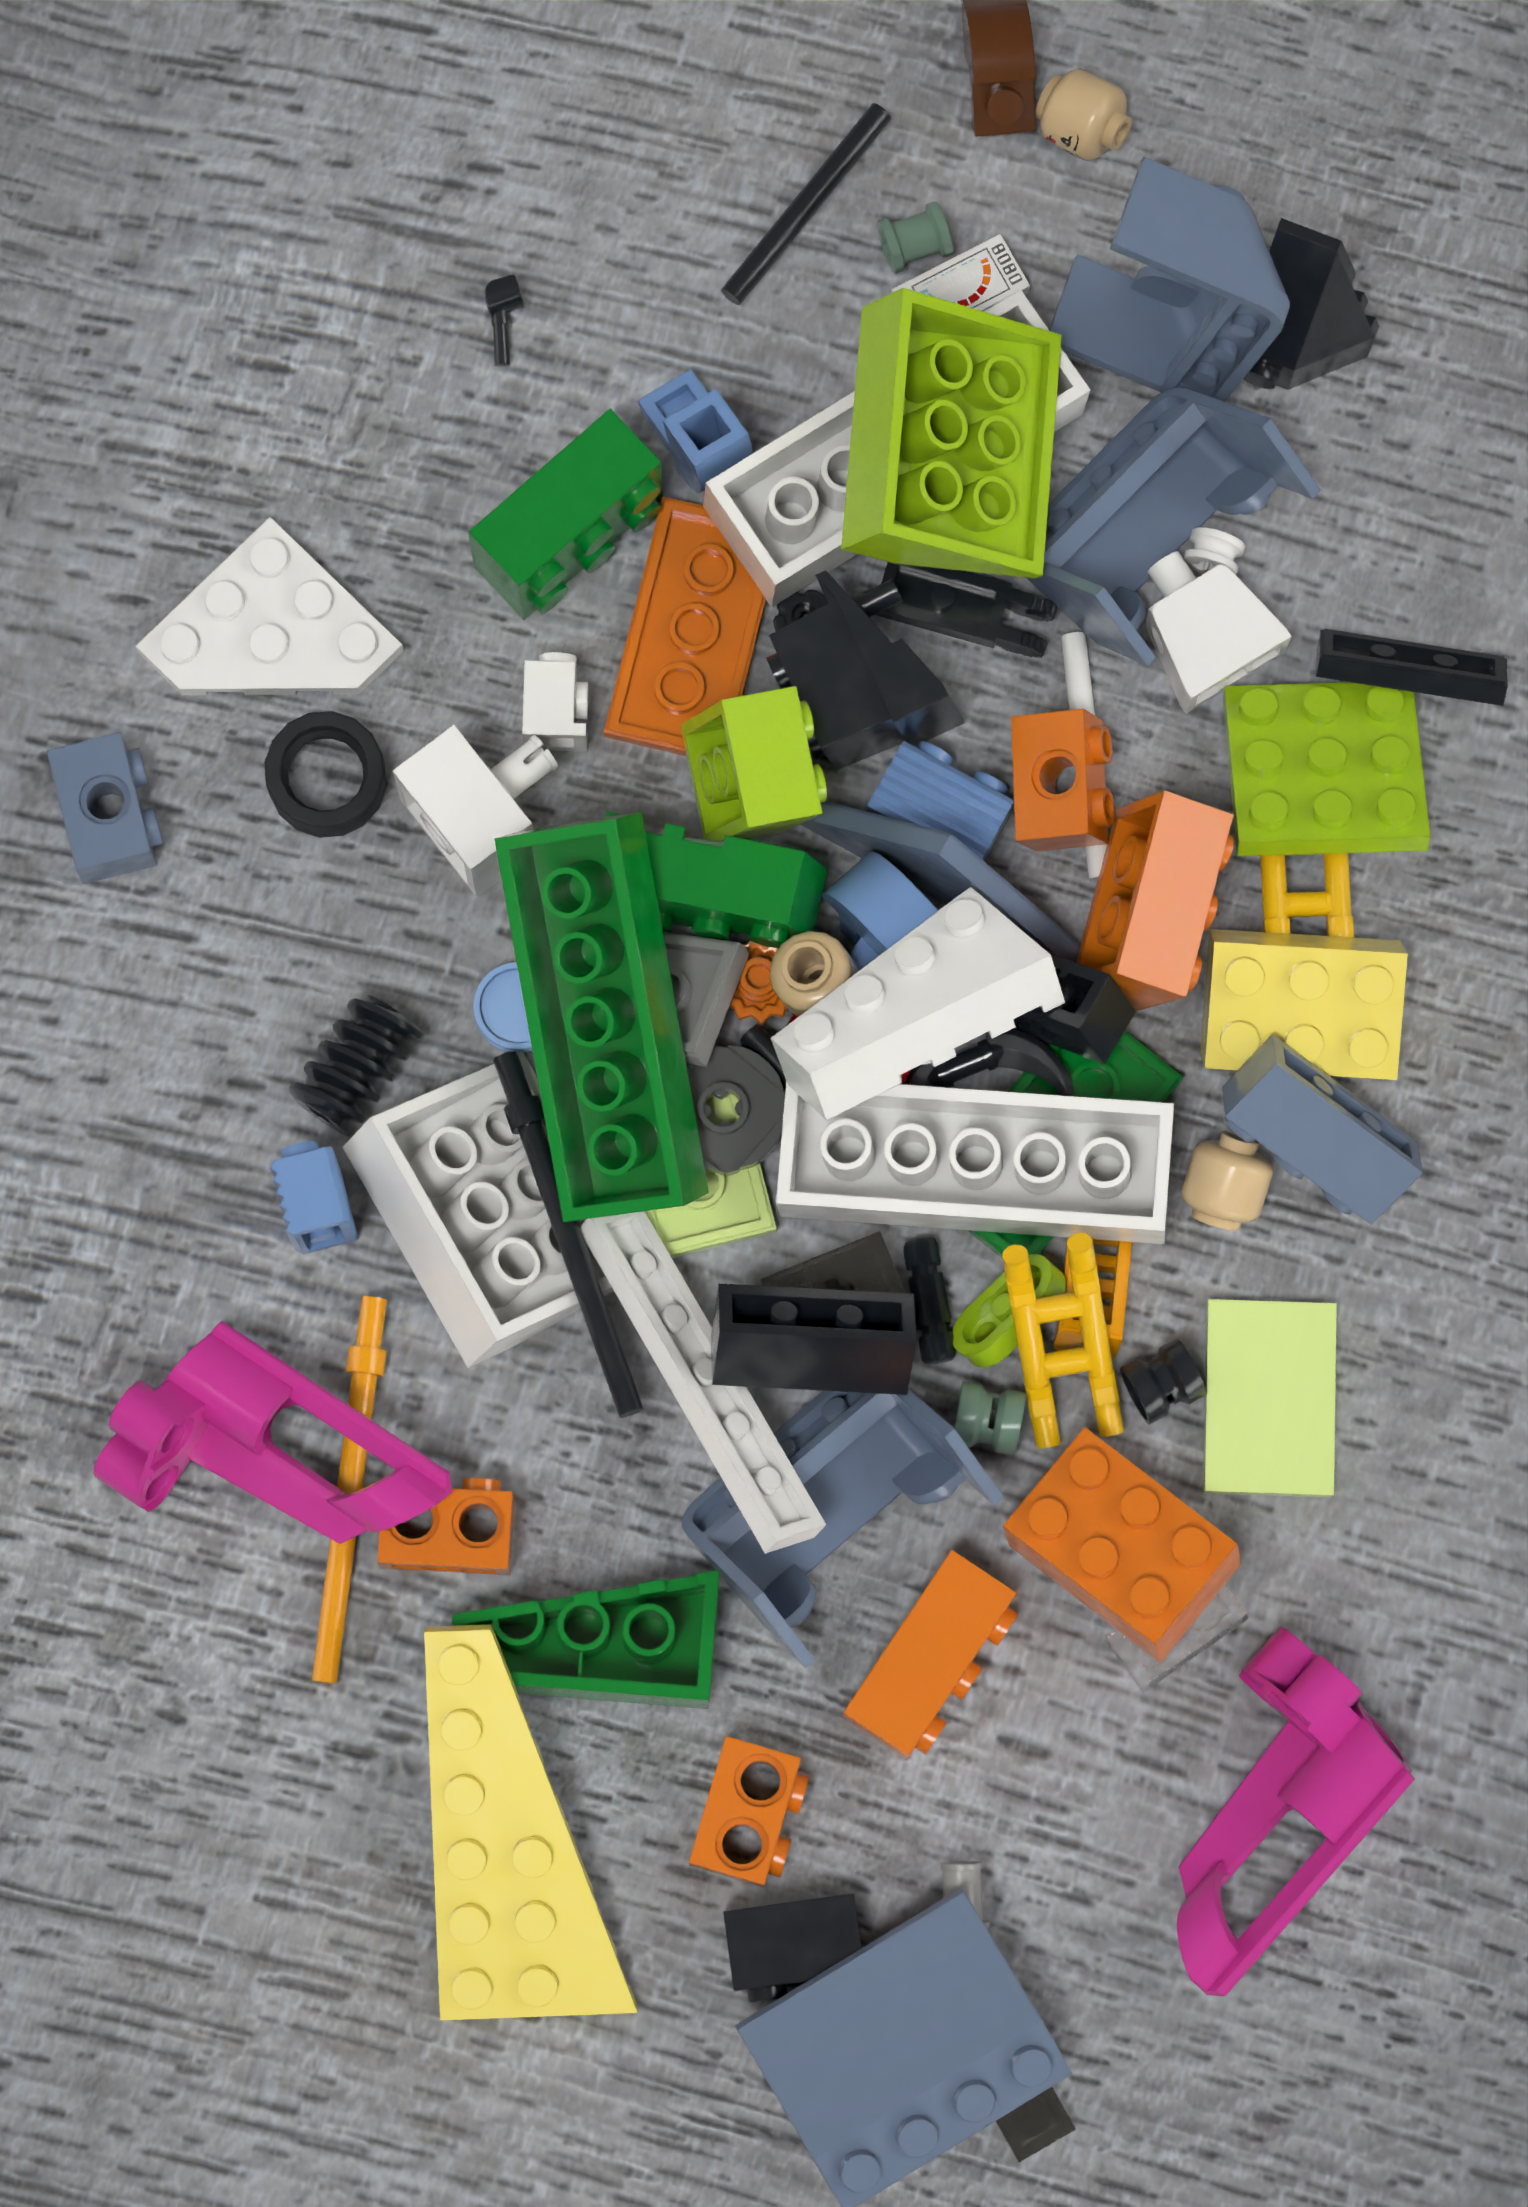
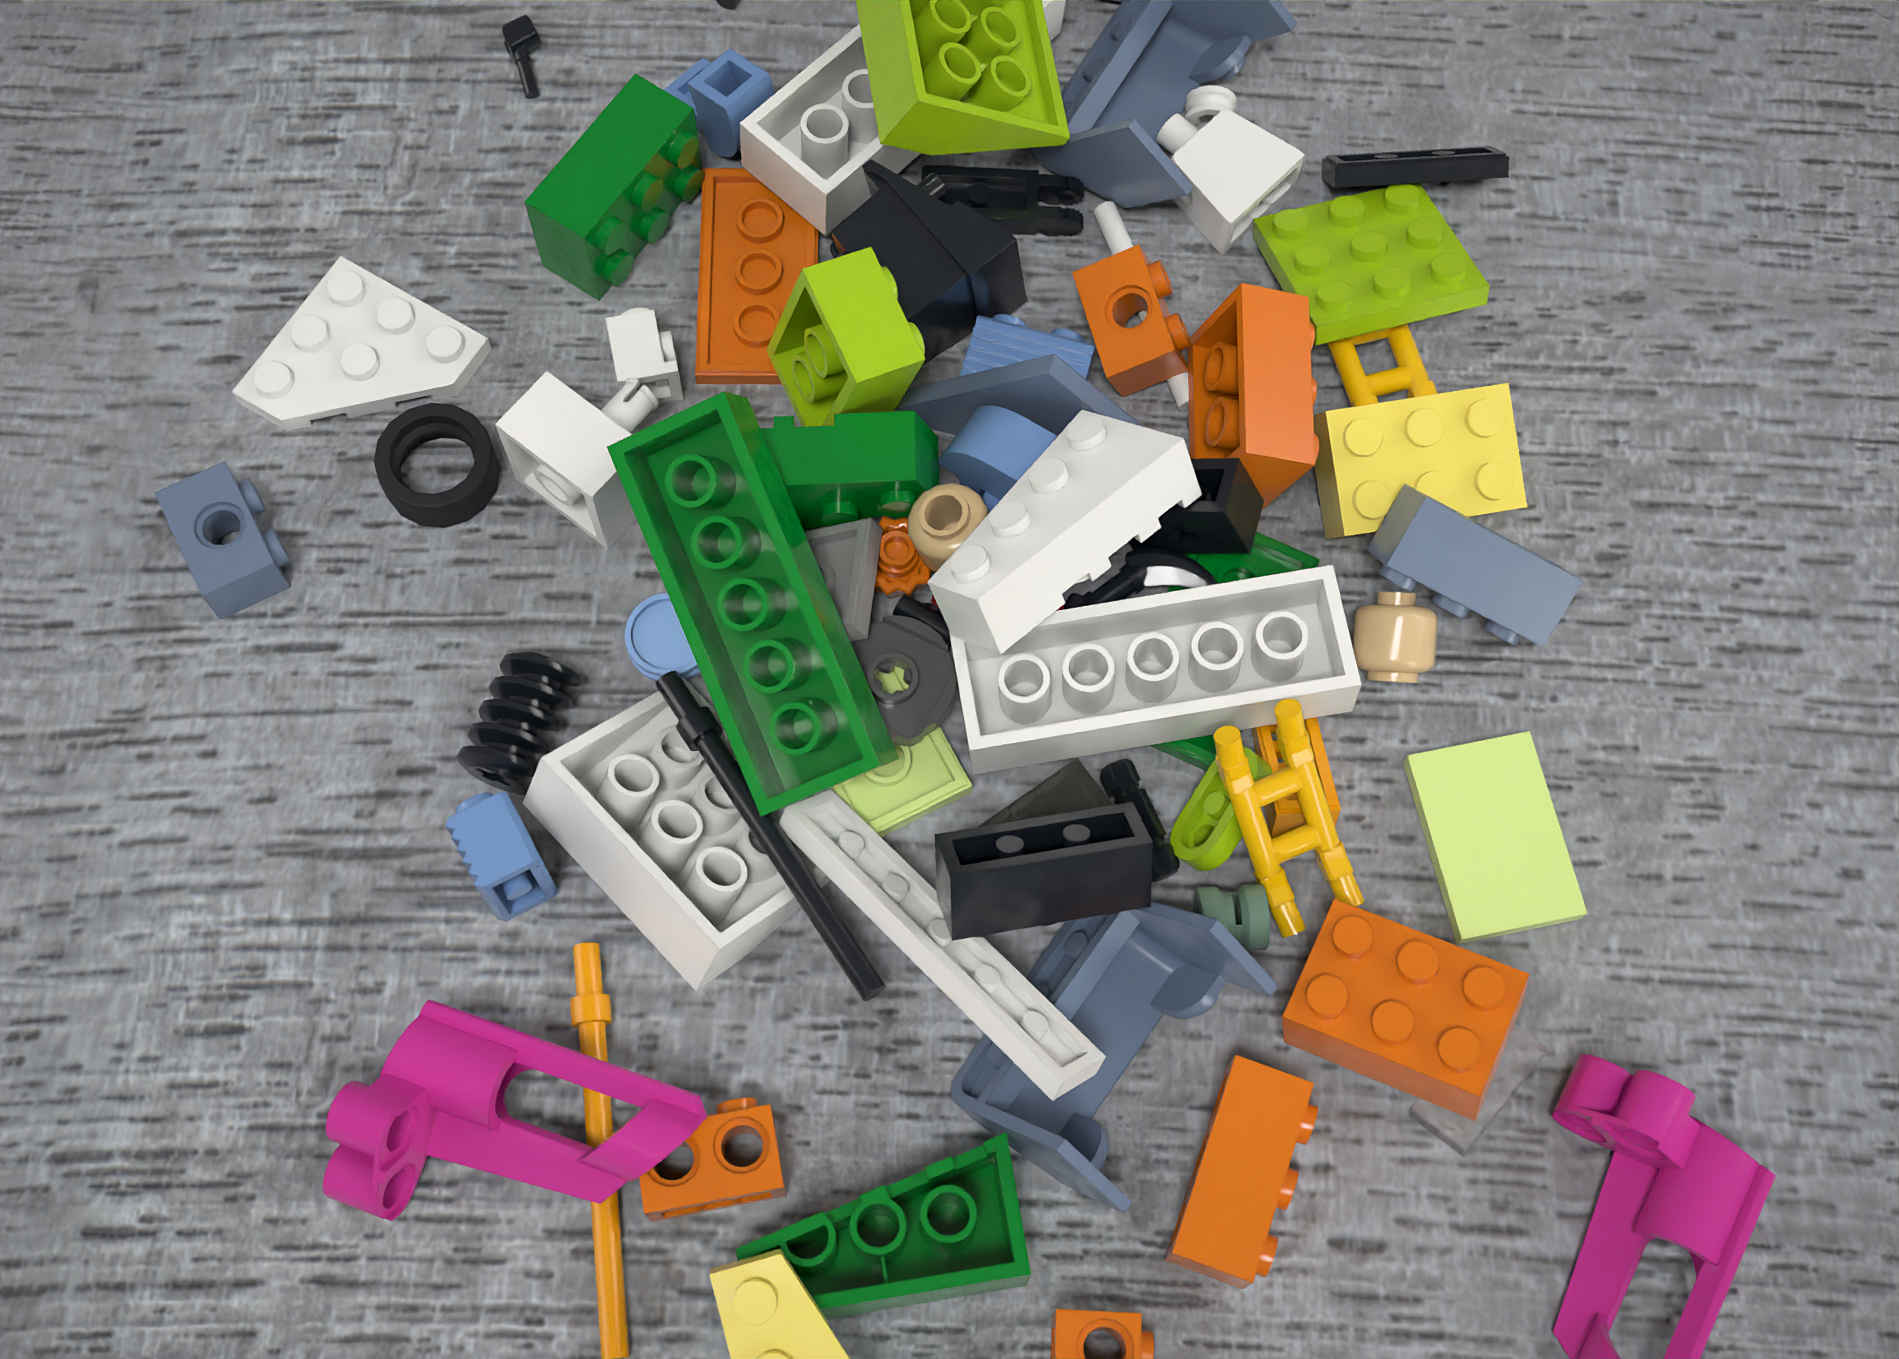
camera: 15 degrees left, 10 degrees down
(1163, 1381) = (1390, 841): black wheel -> none

